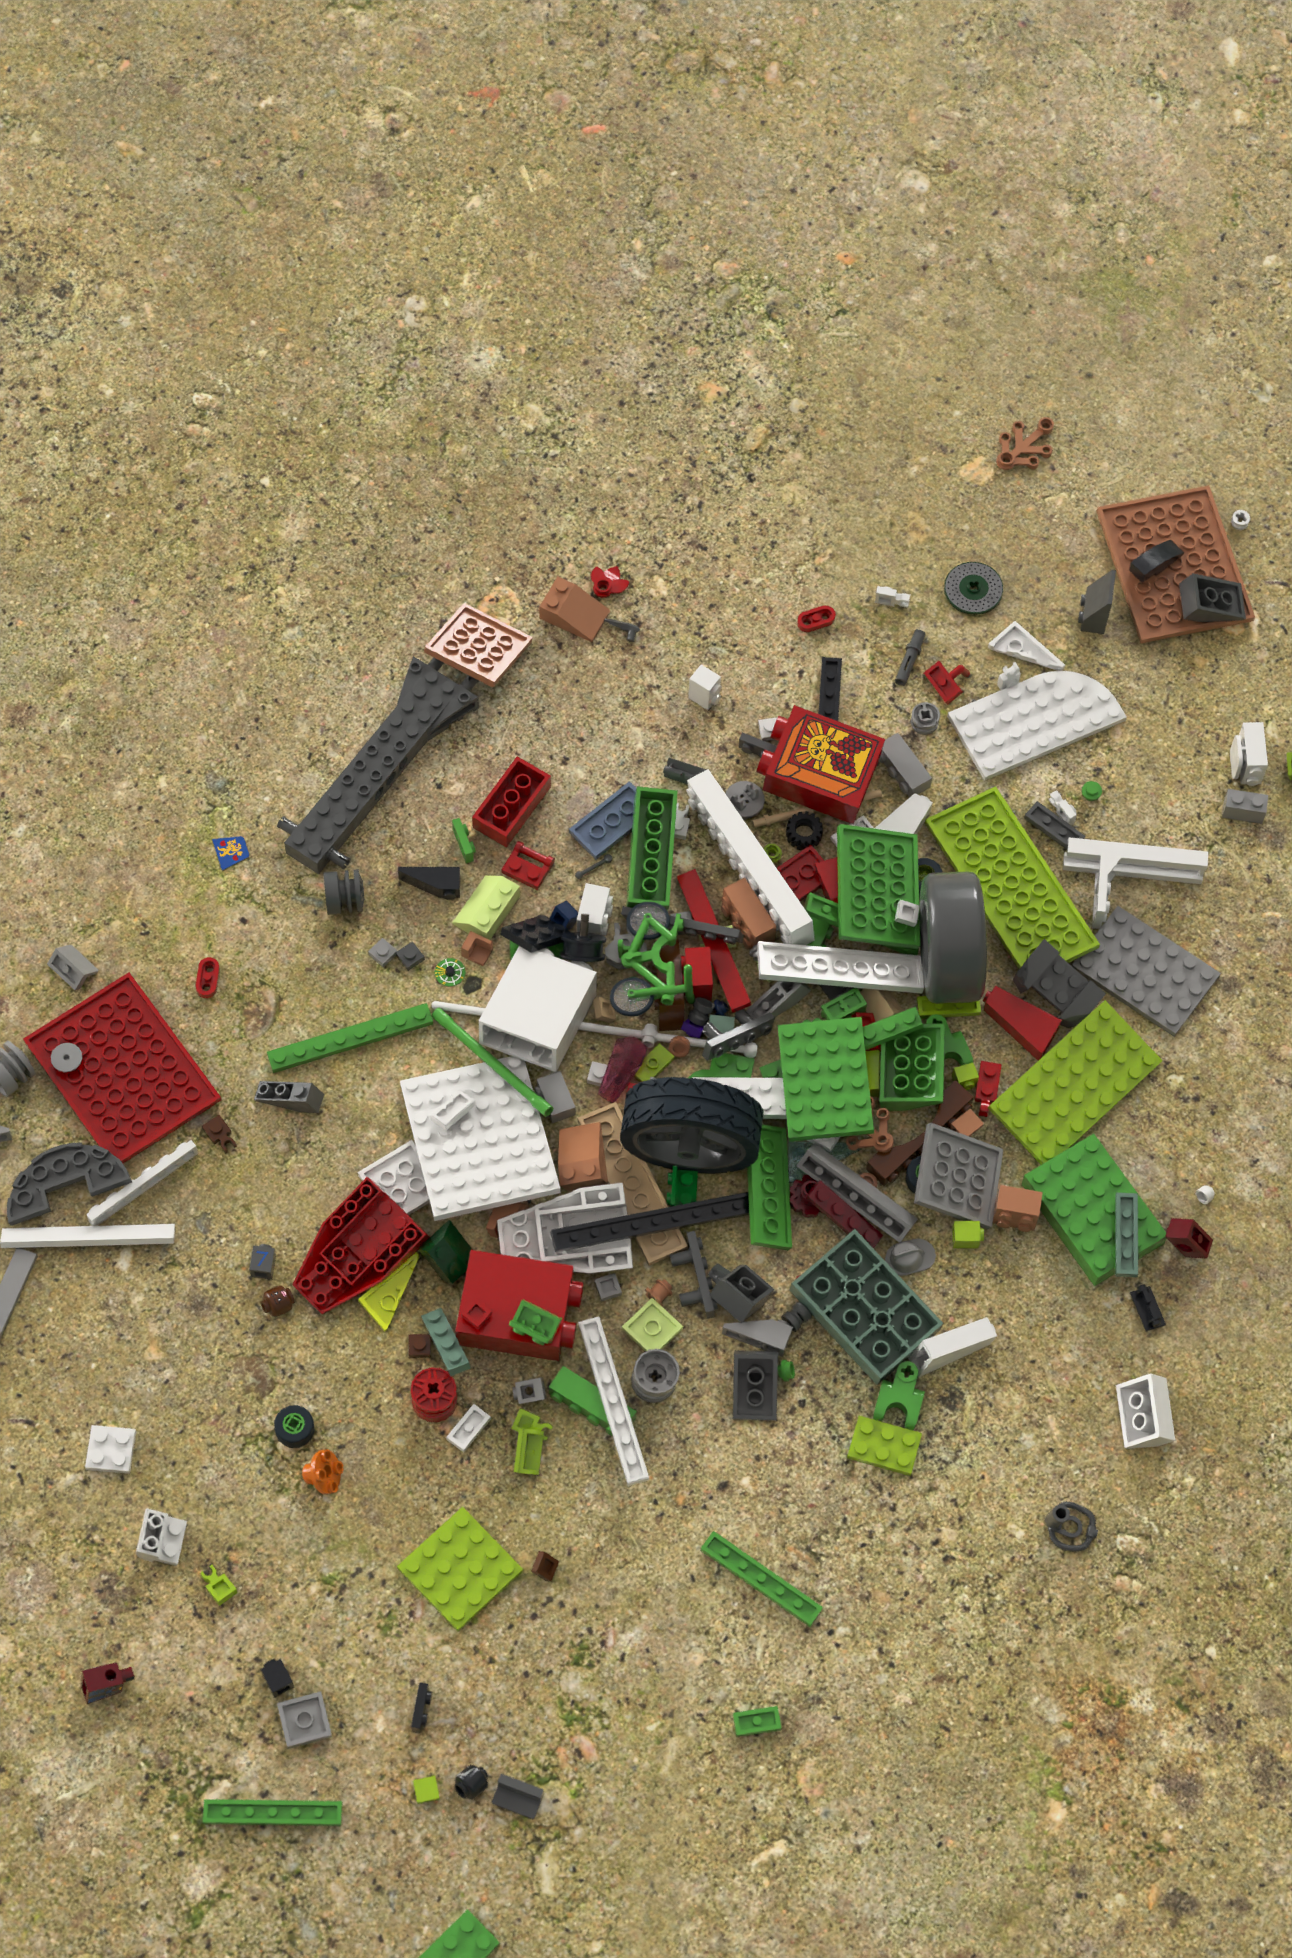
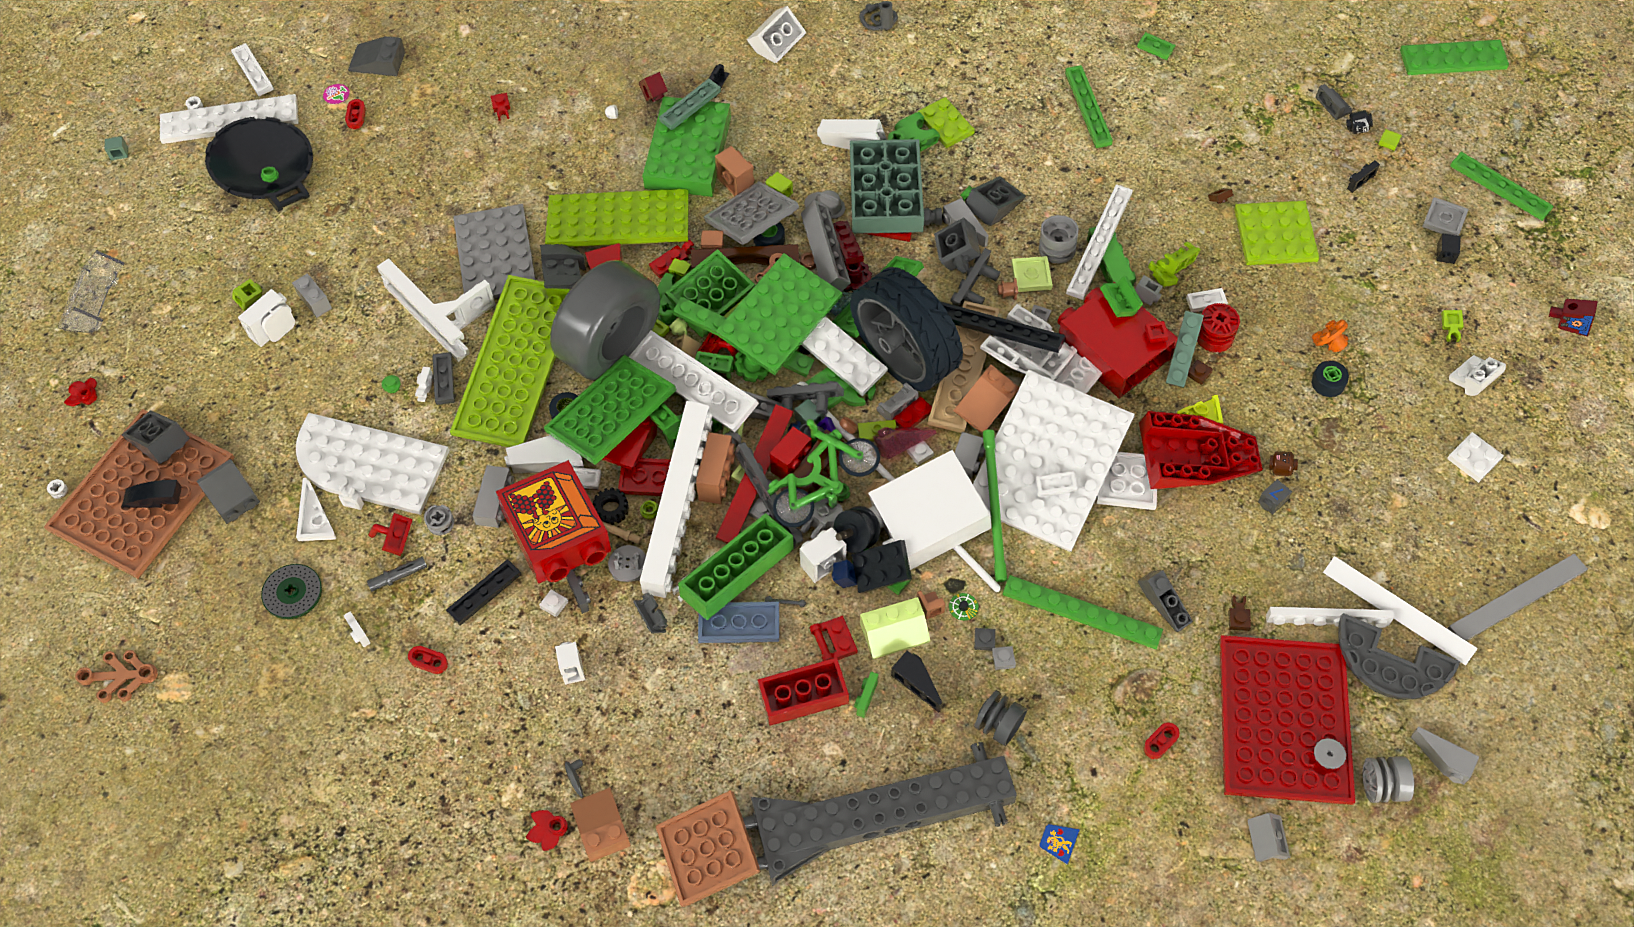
camera: 135 degrees left, 5 degrees down
(447, 1252) = (1137, 399): dark green slope -> none
(907, 913) = (612, 372): white plate -> none

